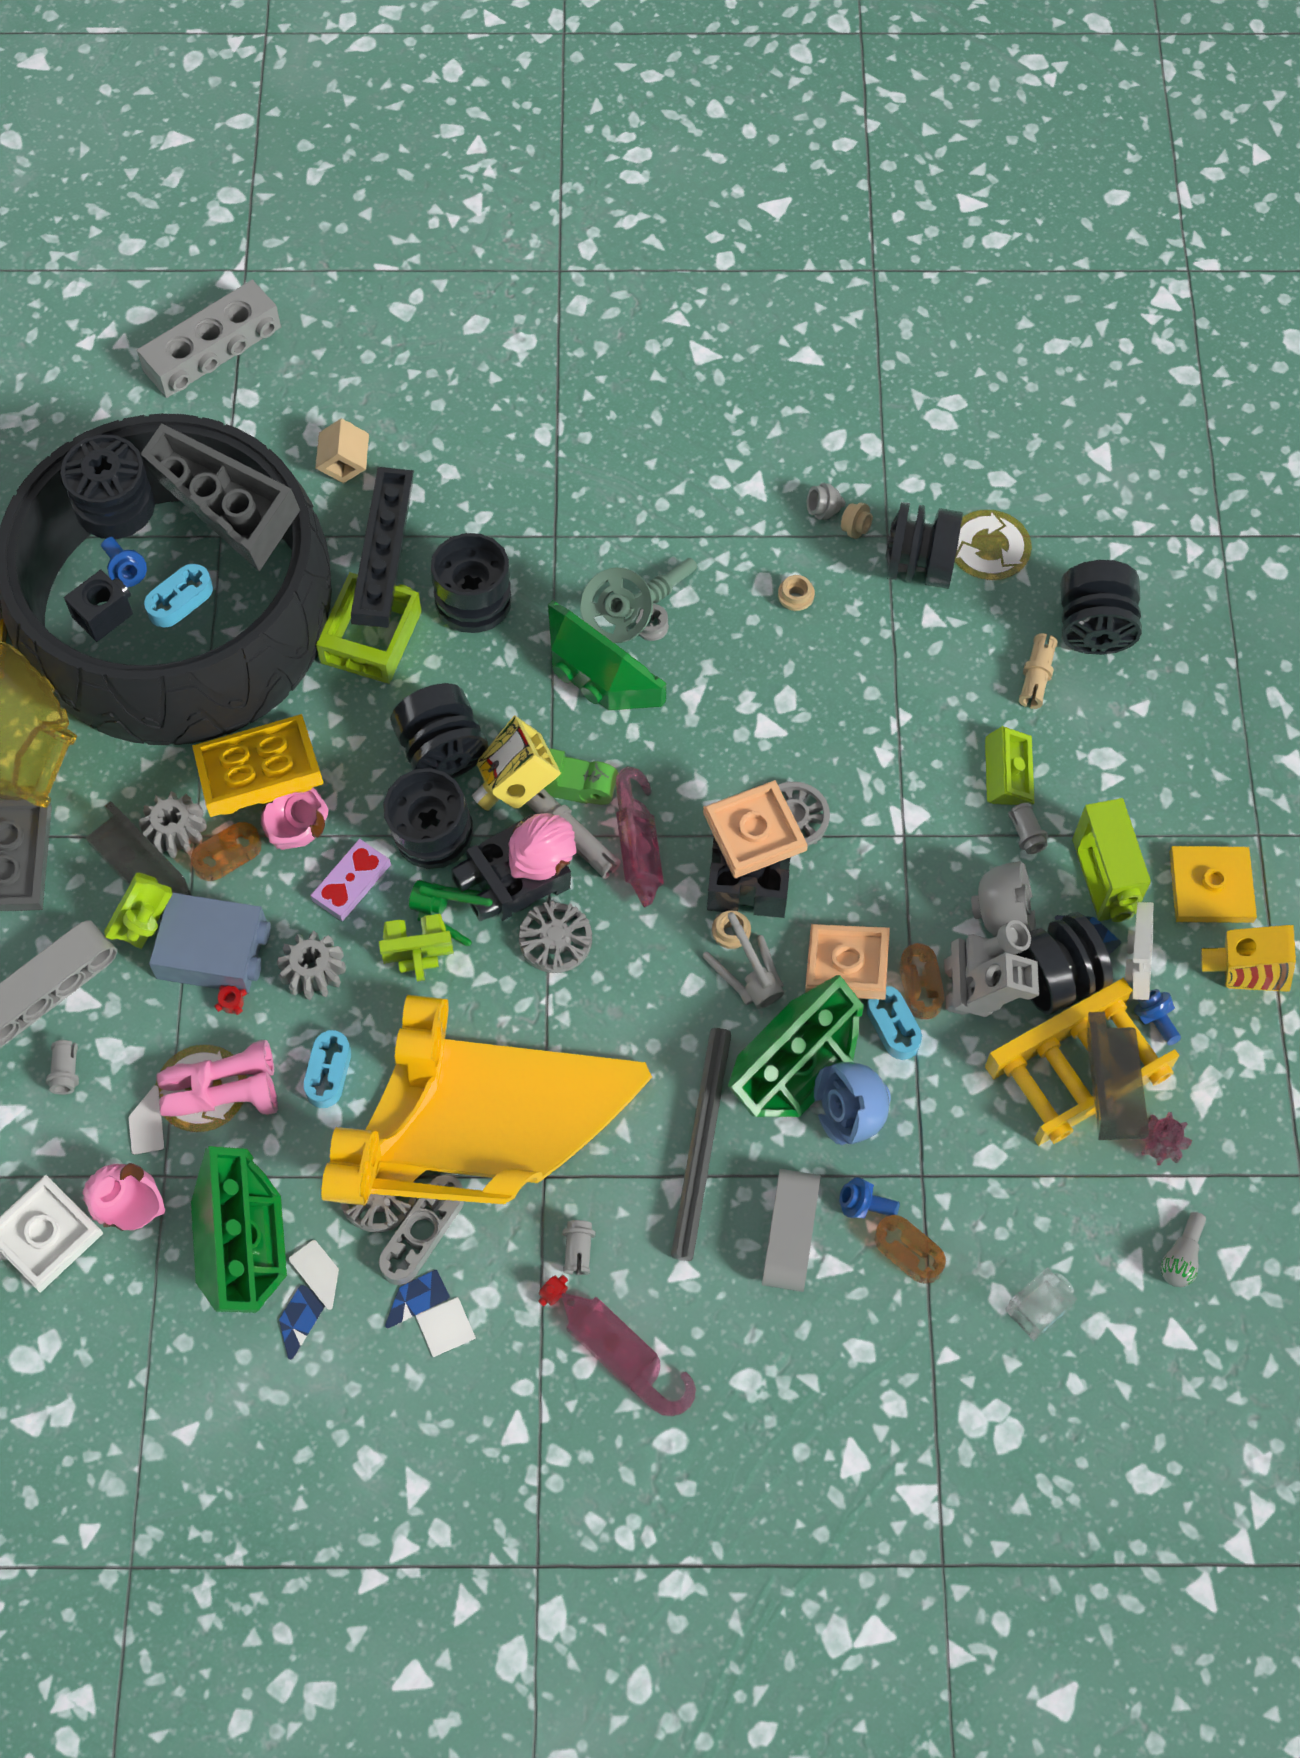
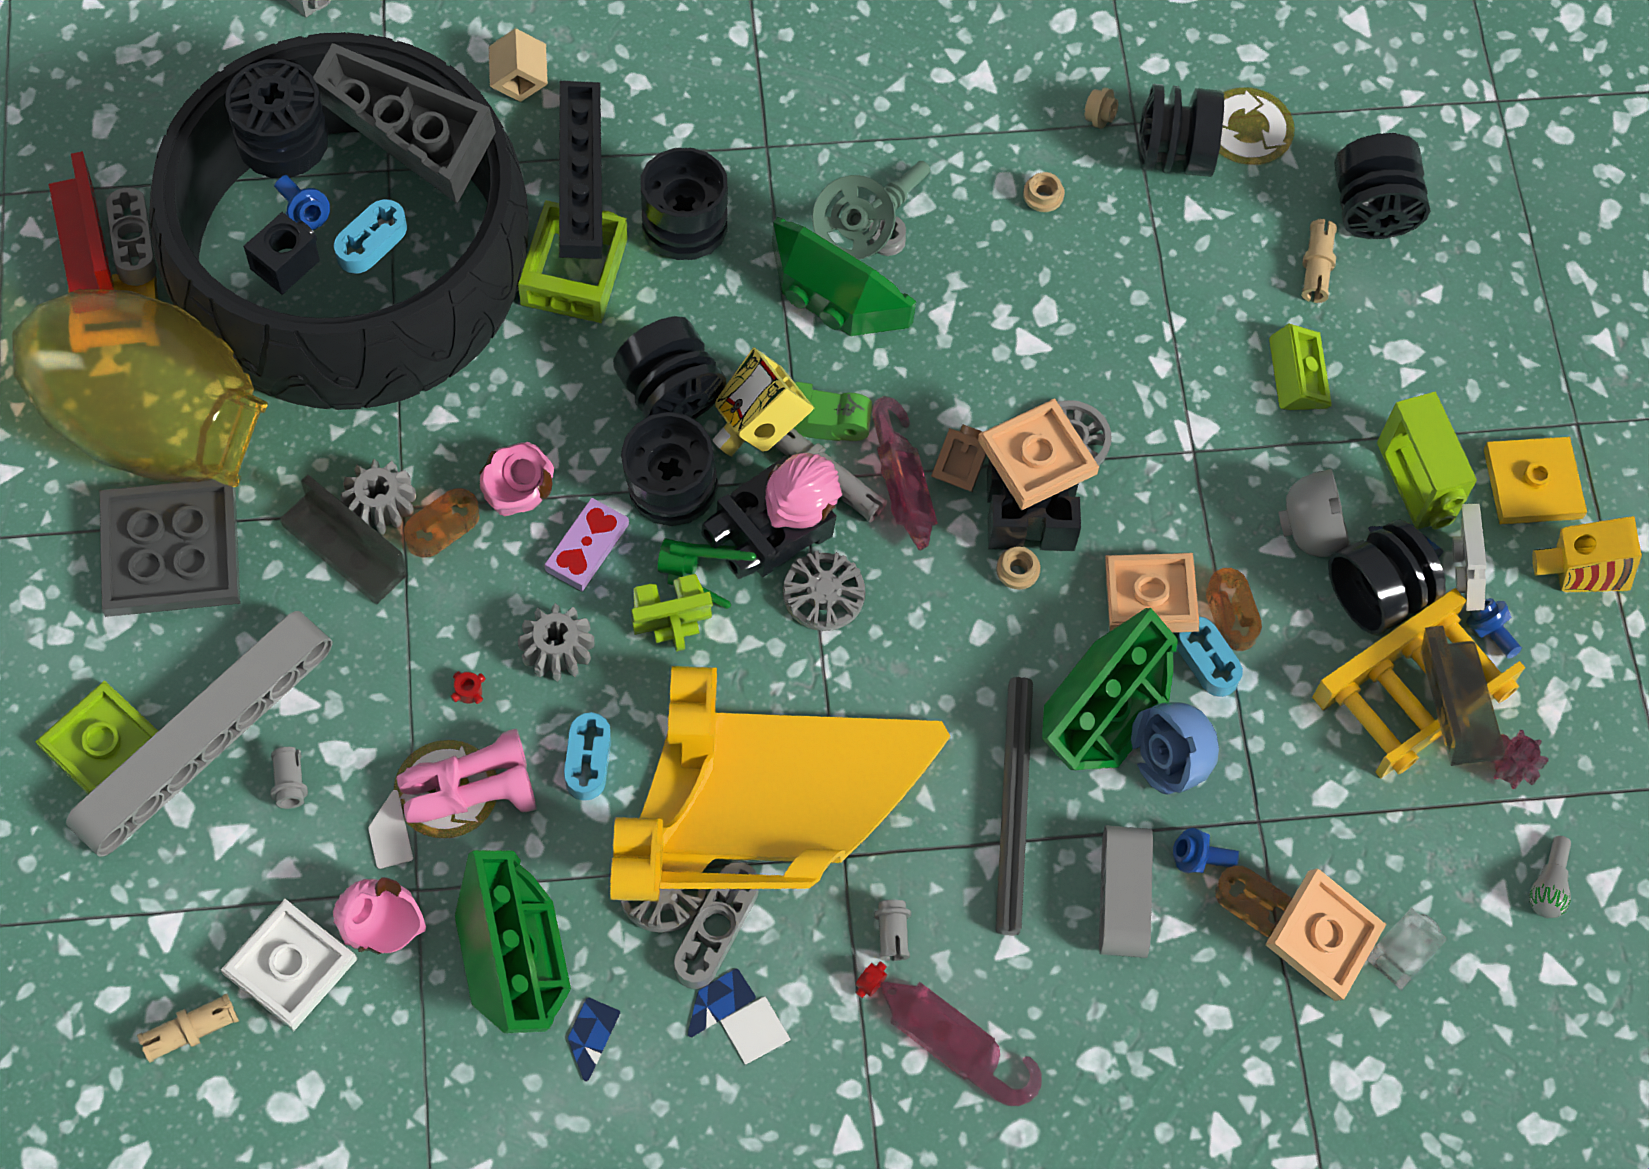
camera: 10 degrees left, 0 degrees up
(139, 911) = (354, 595): lime hips -> none
(209, 942) = (437, 625): sand blue brick -> none
(256, 765) = (468, 423): yellow plate -> none
(317, 1271) = (604, 980): white sticker -> none
(689, 828) = (960, 458): none -> medium nougat bracket
(763, 983) = (1061, 625): light grey plant -> none
(824, 501) = (1062, 89): light grey plate -> none
(967, 1285) = (1326, 934): none -> light nougat plate
(987, 975) = (1308, 602): light grey hips -> none
(1031, 836) = (1329, 433): light grey pin -> none

